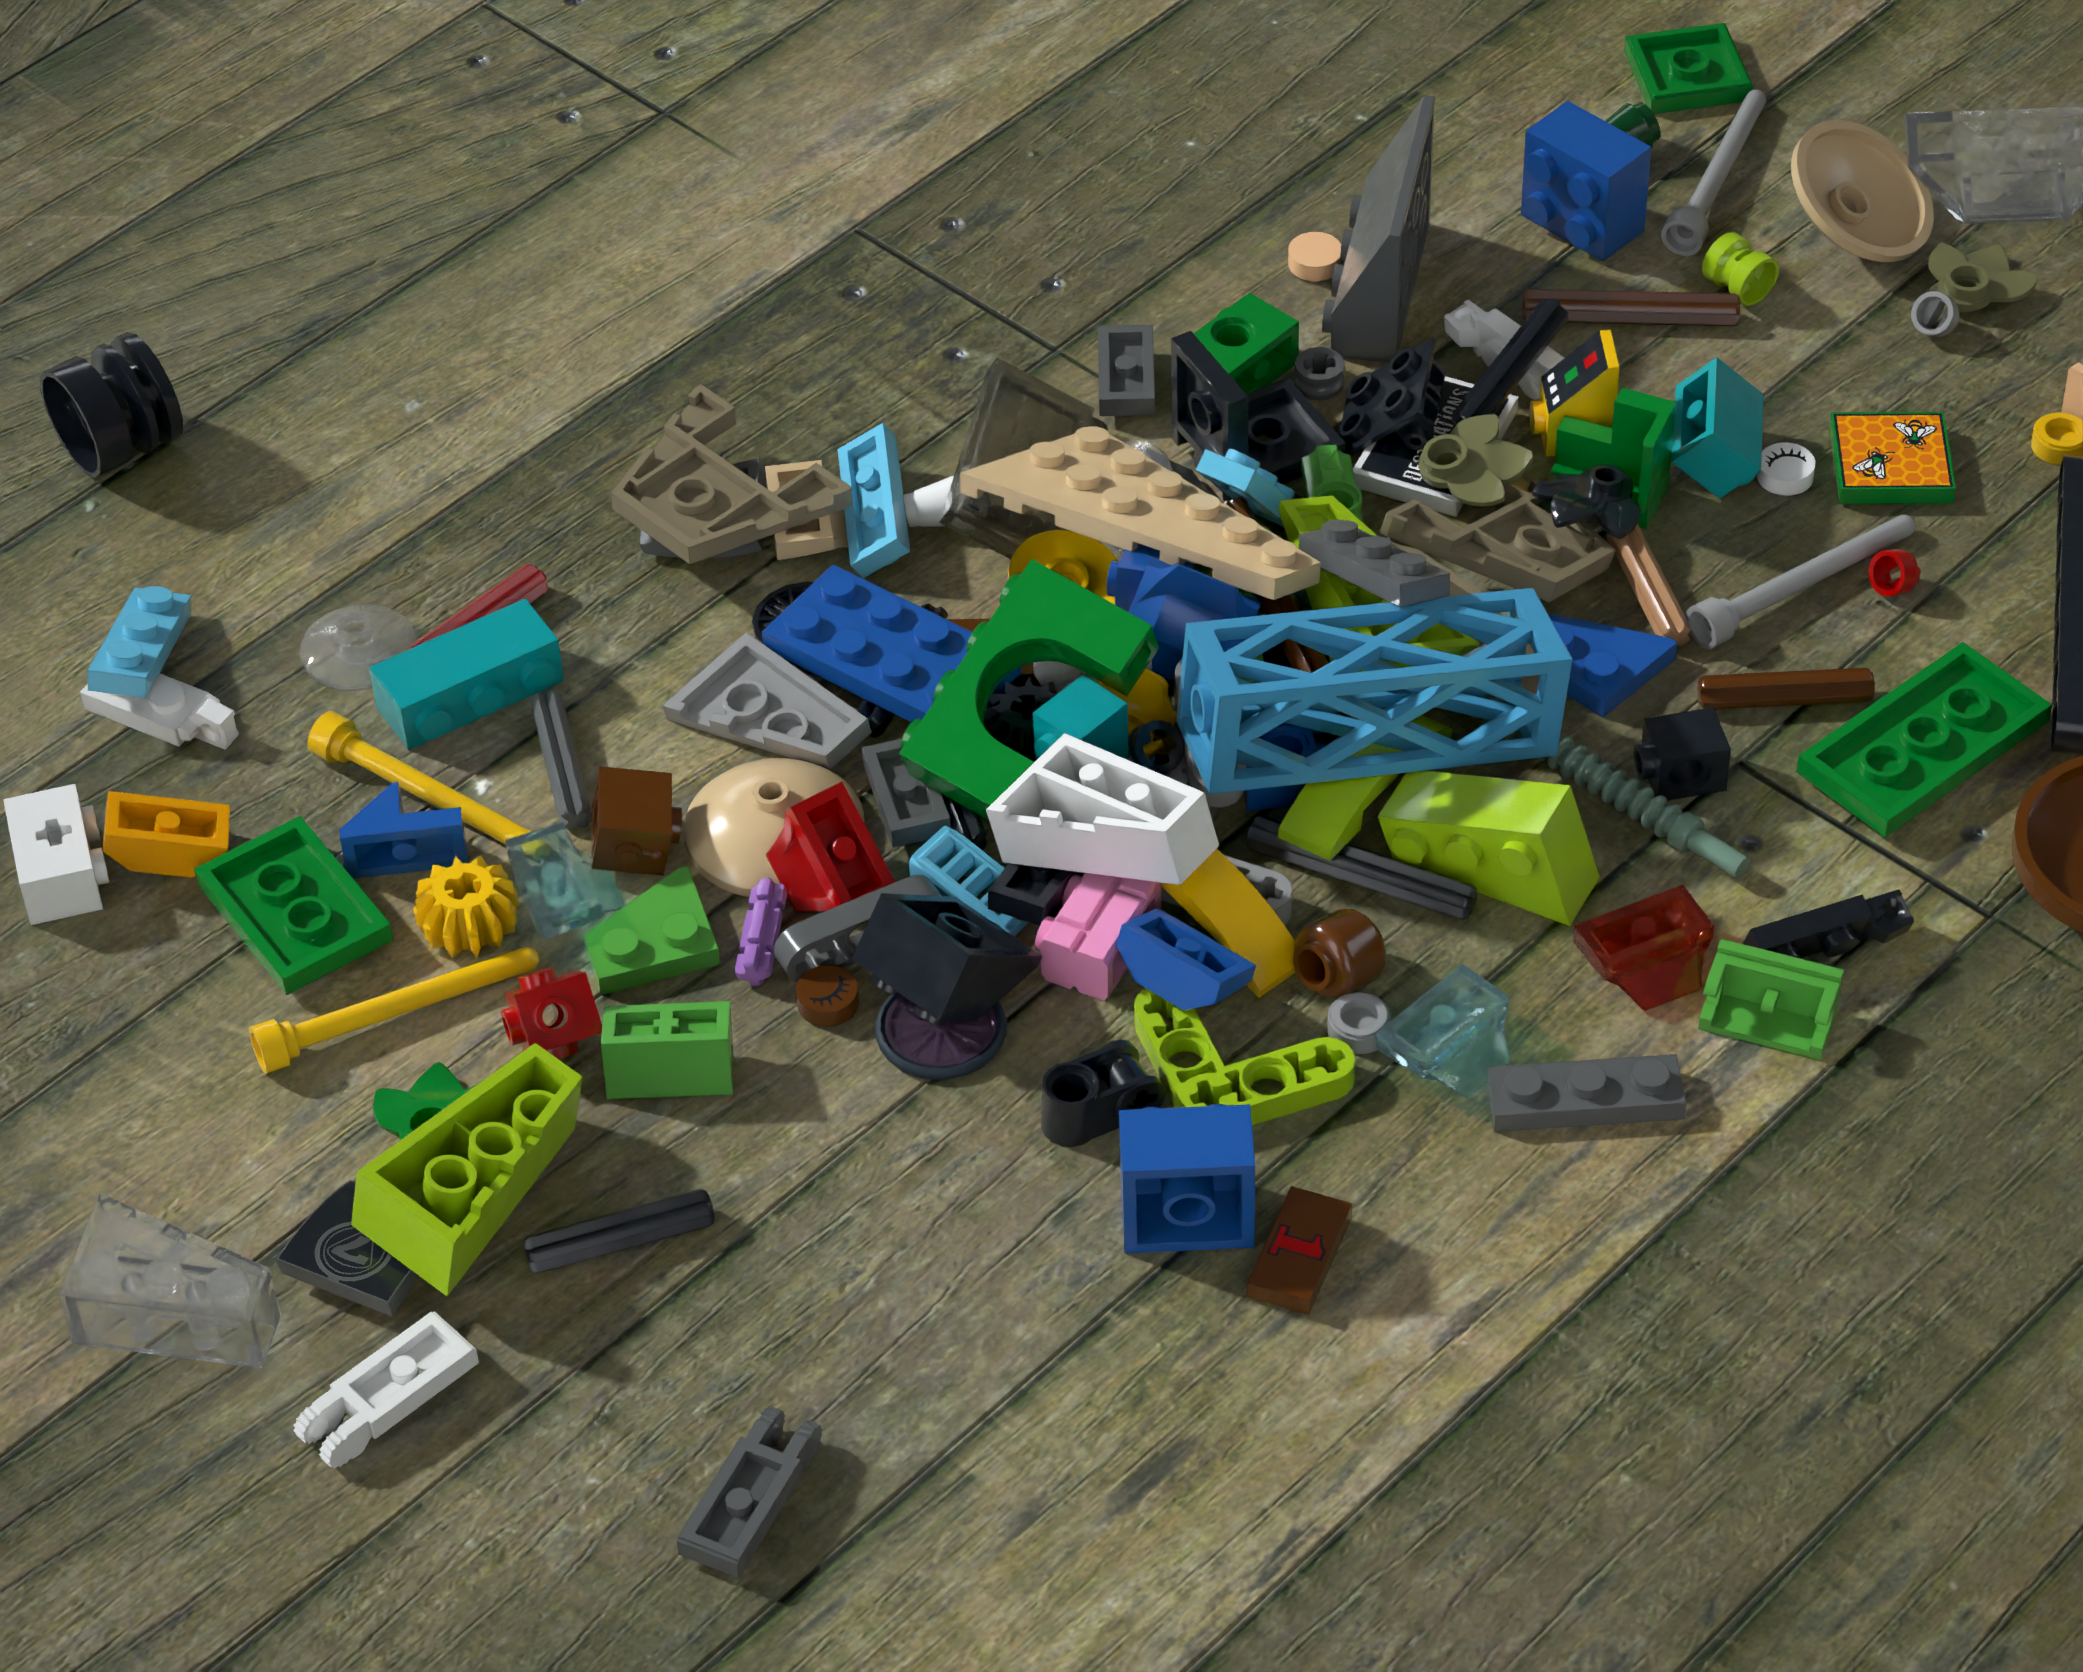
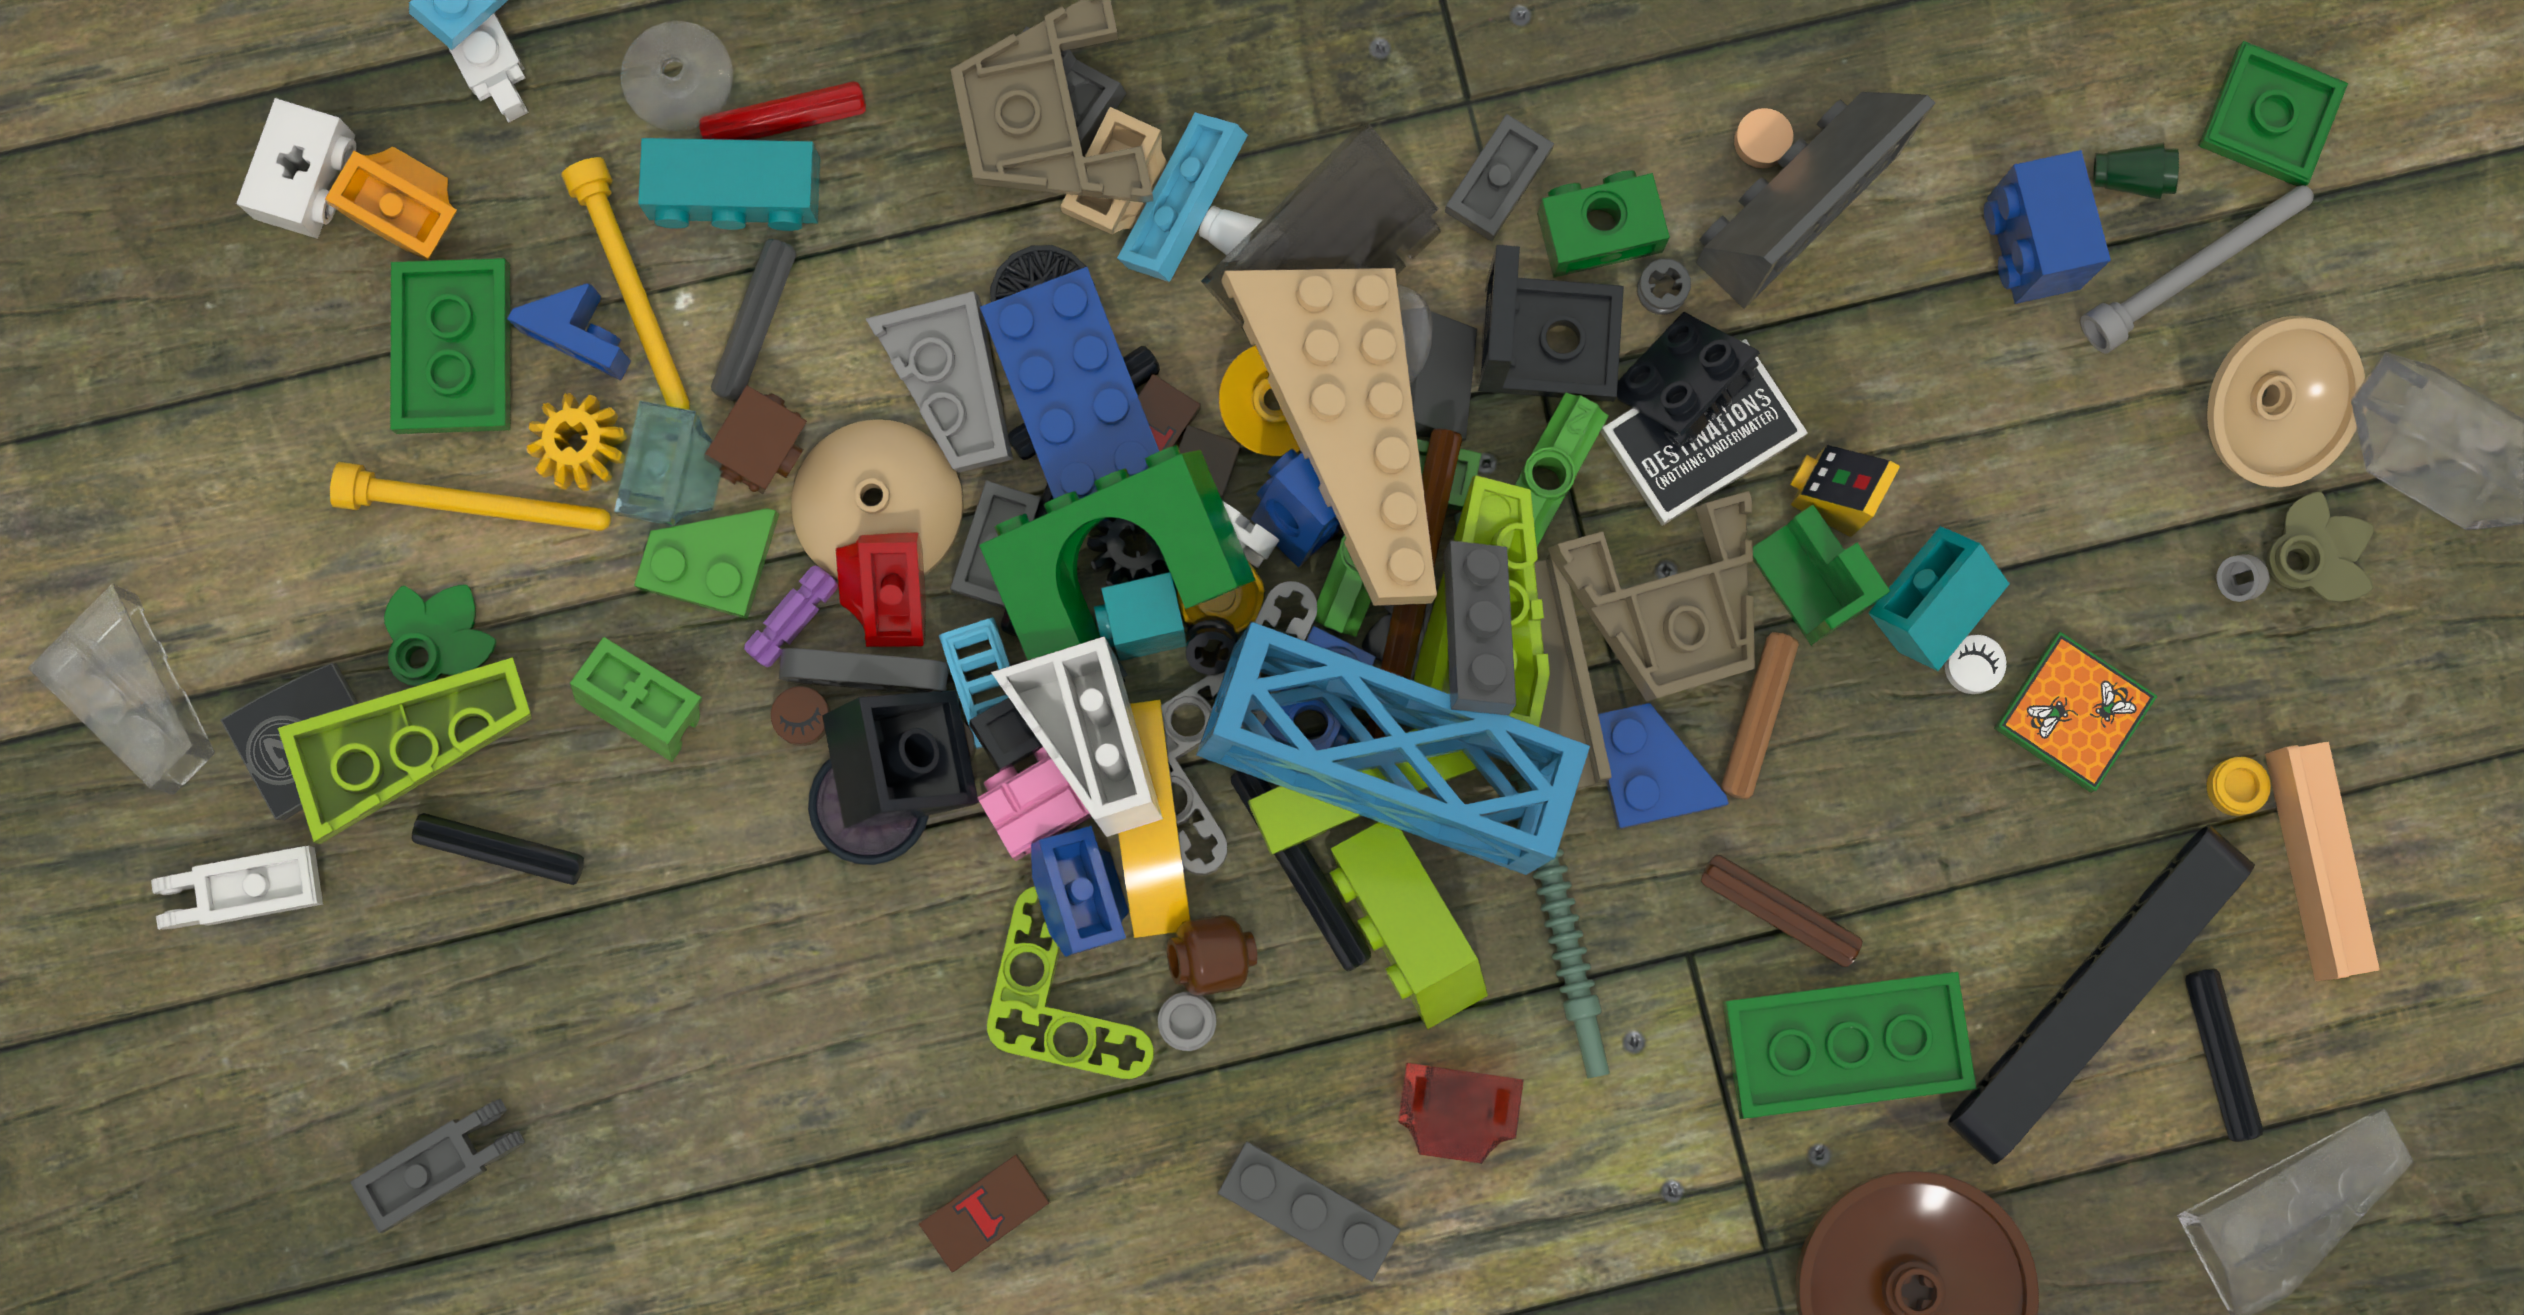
camera: 30 degrees right, 35 degrees up
(573, 1007) = (567, 609): red brick -> none
(1086, 1093) = (937, 966): black piece -> none
(1179, 595) = (1309, 555): blue slope -> none
(1187, 1178) = (922, 1116): blue brick -> none
(1241, 477) = (1475, 429): medium azure plate -> none
(1451, 1032) = (1240, 1092): clear light blue slope -> none
(1474, 461) = (1710, 505): olive plate -> none
(1489, 335) = (1837, 372): white hinge -> none
(1513, 361) = (1808, 418): black axle -> none
(1595, 493) = (1766, 608): black plate -> none
(1640, 307) = (1989, 386): reddish brown axle -> none
(1683, 754) = (1636, 932): black brick -> none
(1717, 619) = (1783, 800): light grey piece -> none
(1737, 266) = (2114, 410): lime wheel -> none
(1771, 999) = (1512, 1230): bright green hinge -> none
(1835, 927) = (1608, 1192): black hinge -> none
(1888, 563) = (1967, 859): red hinge -> none

